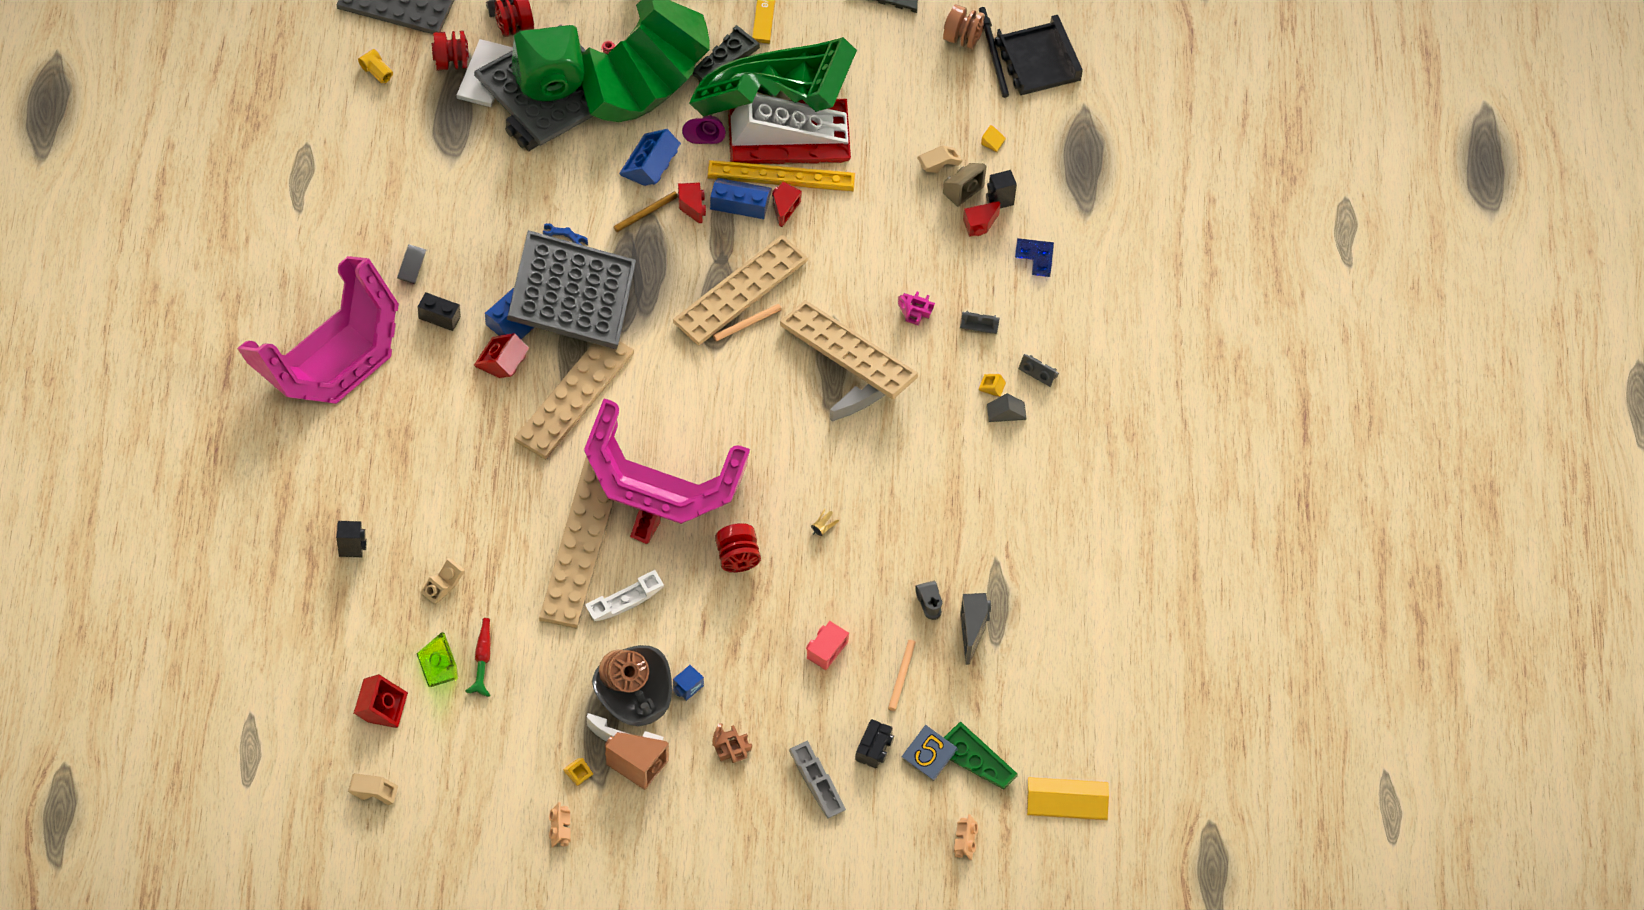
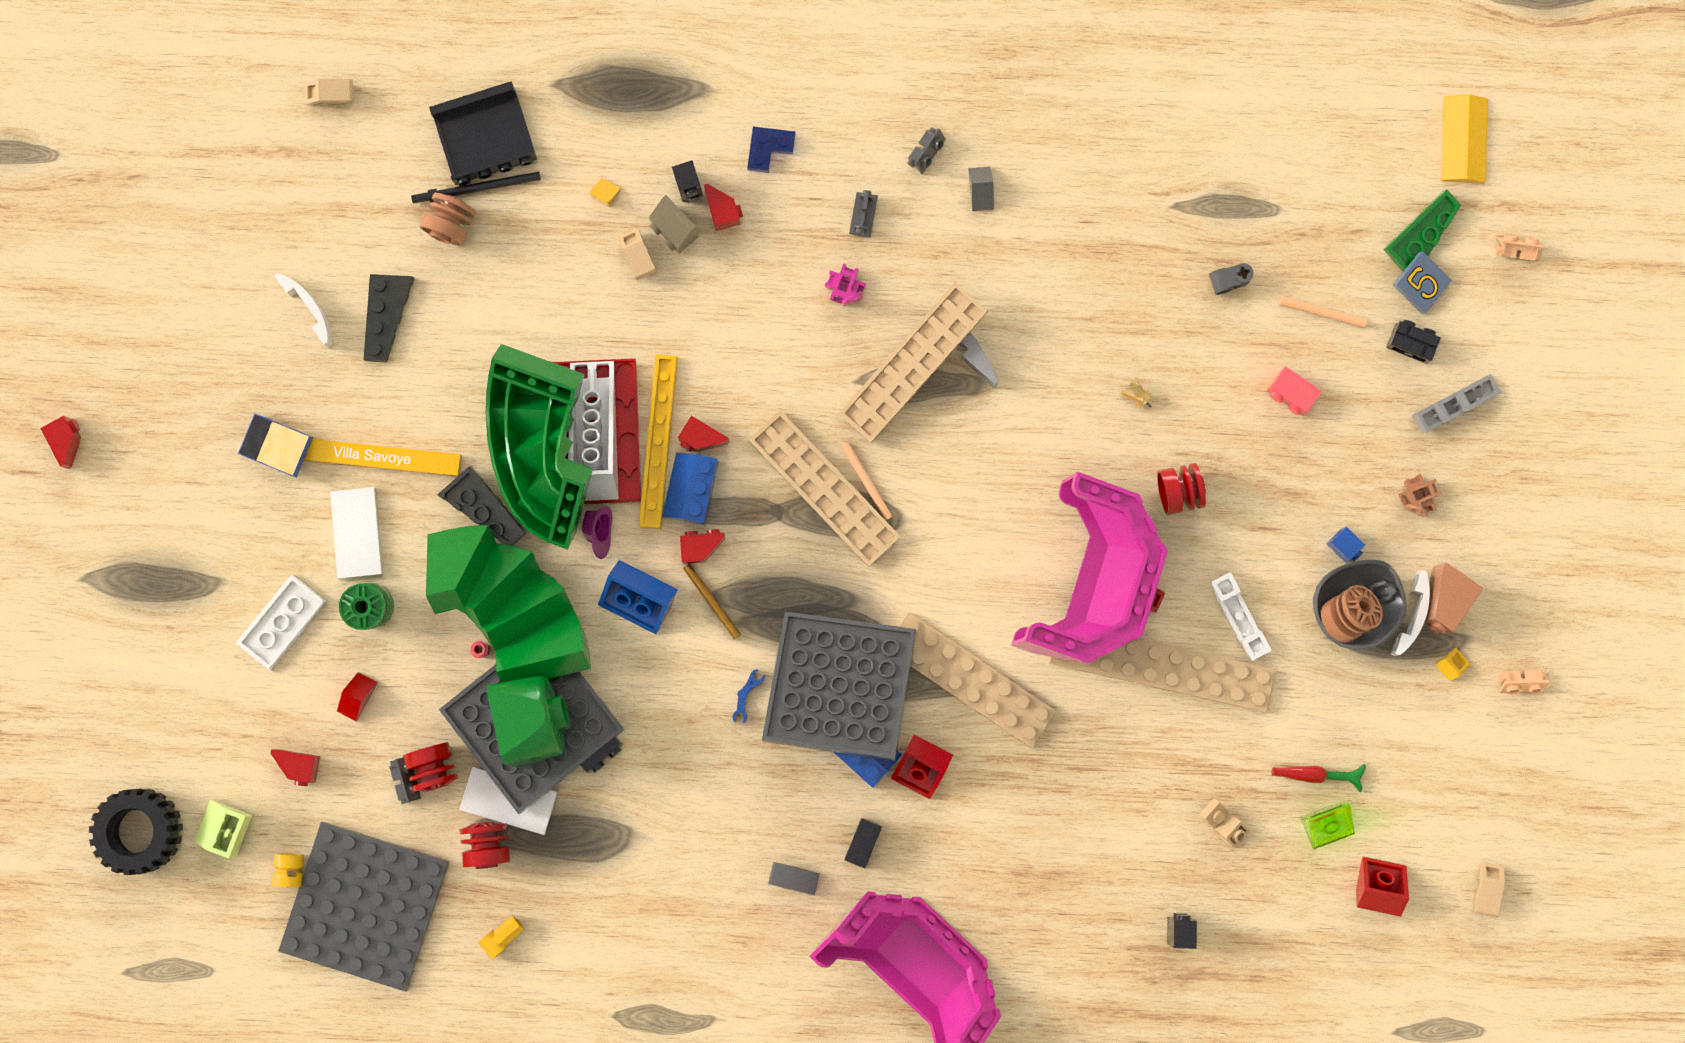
camera: 85 degrees left, 25 degrees up
(973, 614) = (1270, 229): dark grey slope -> none
(992, 384) = (945, 203): yellow slope -> none

